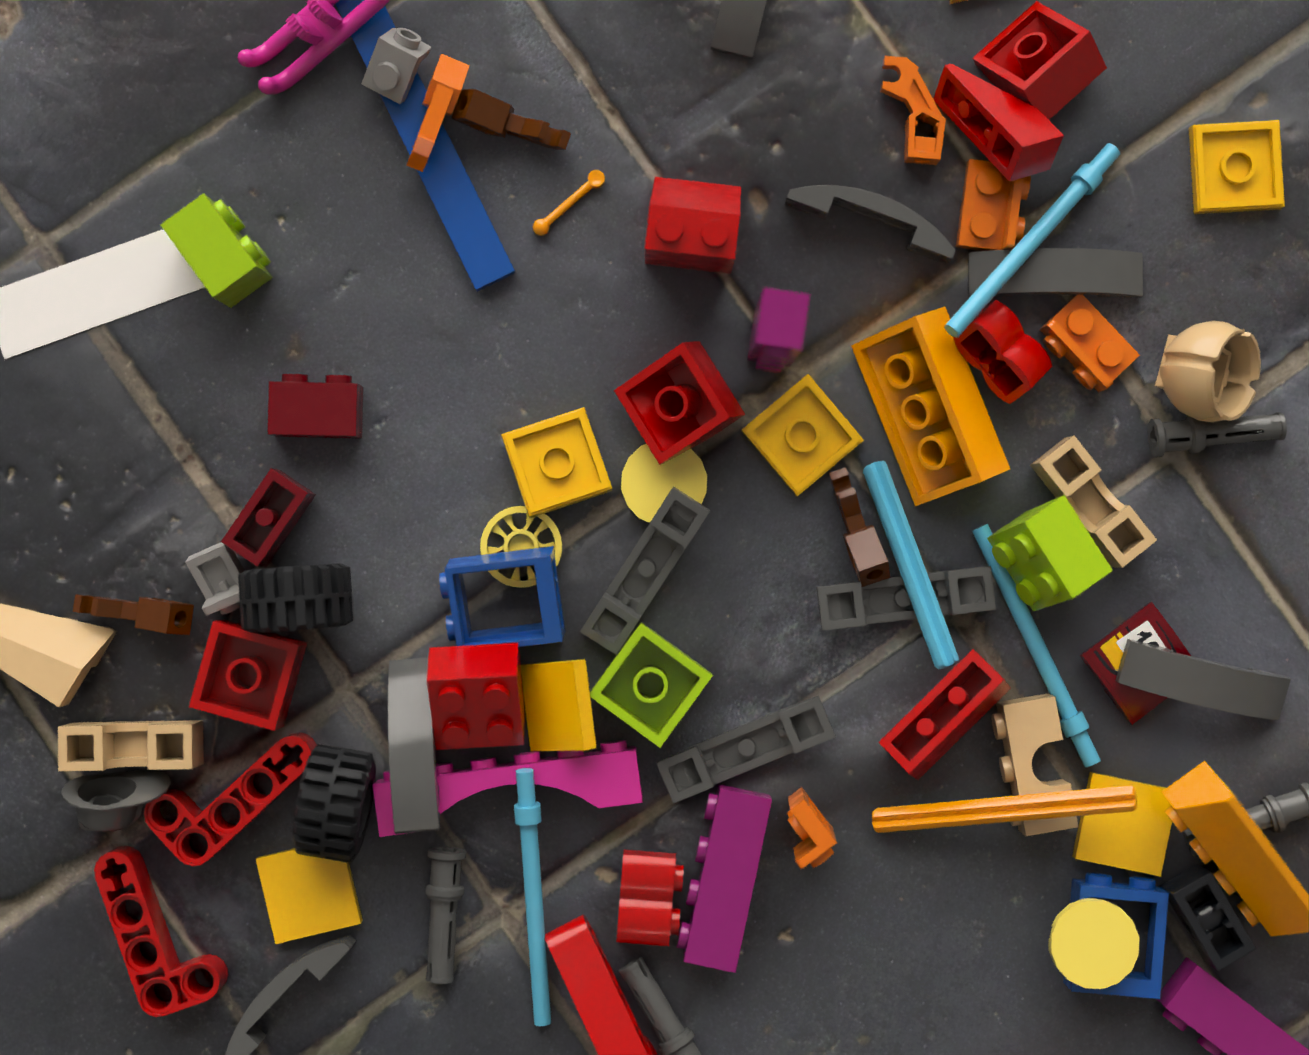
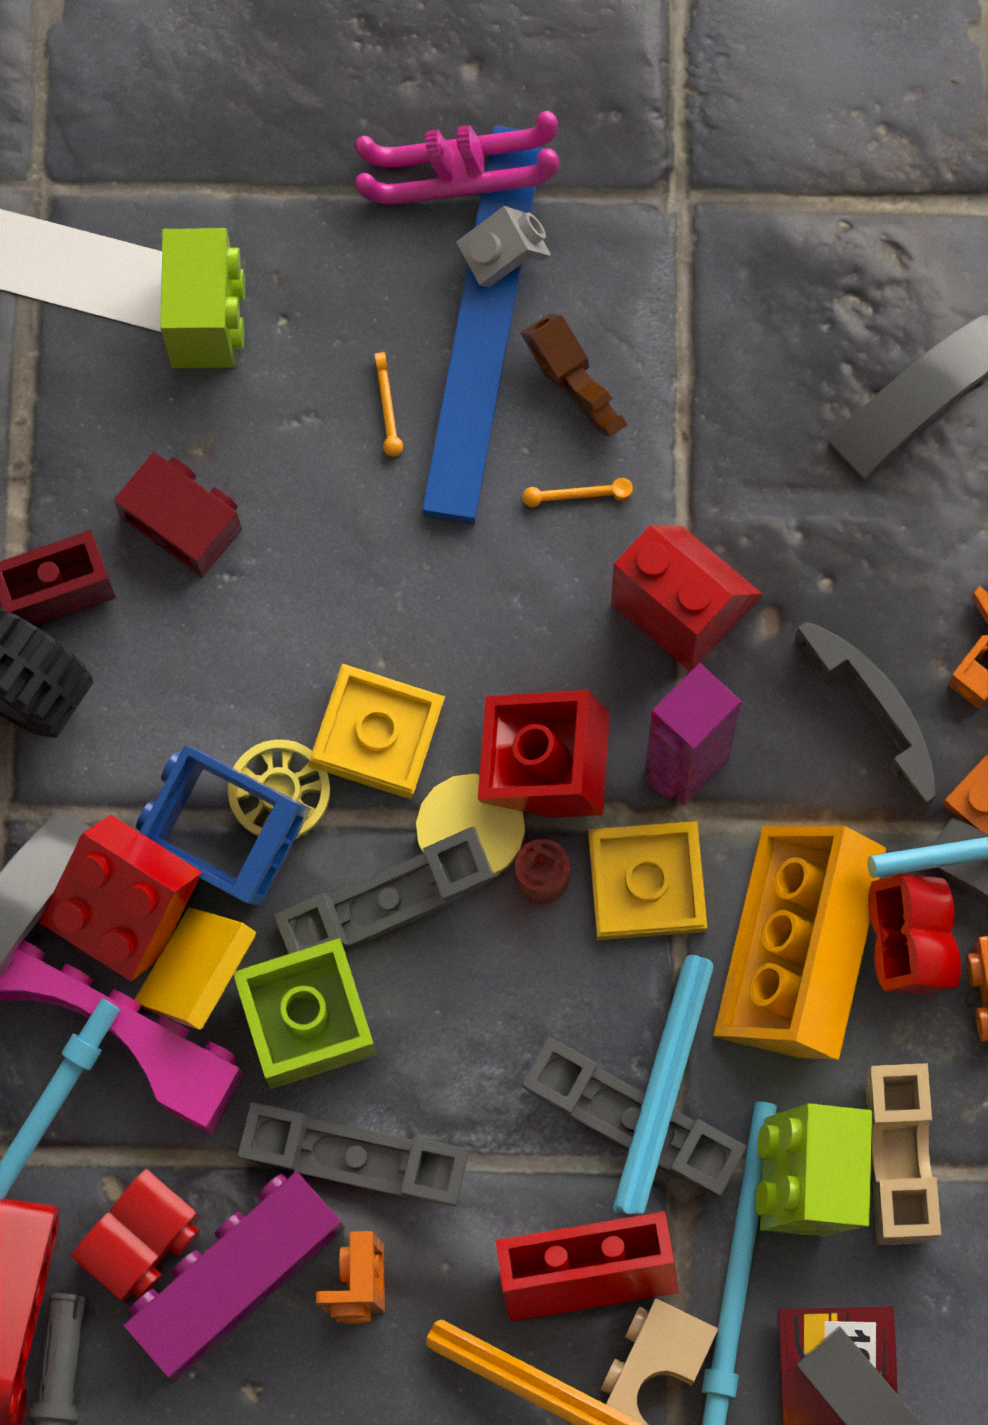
camera: 35 degrees right, 15 degrees down
(421, 257) = (392, 445): none -> light orange hinge
(441, 100) = (522, 305): orange piece -> none
(728, 484) = (543, 882): none -> clear red wheel
(860, 540) = (631, 1026): reddish brown piece -> none

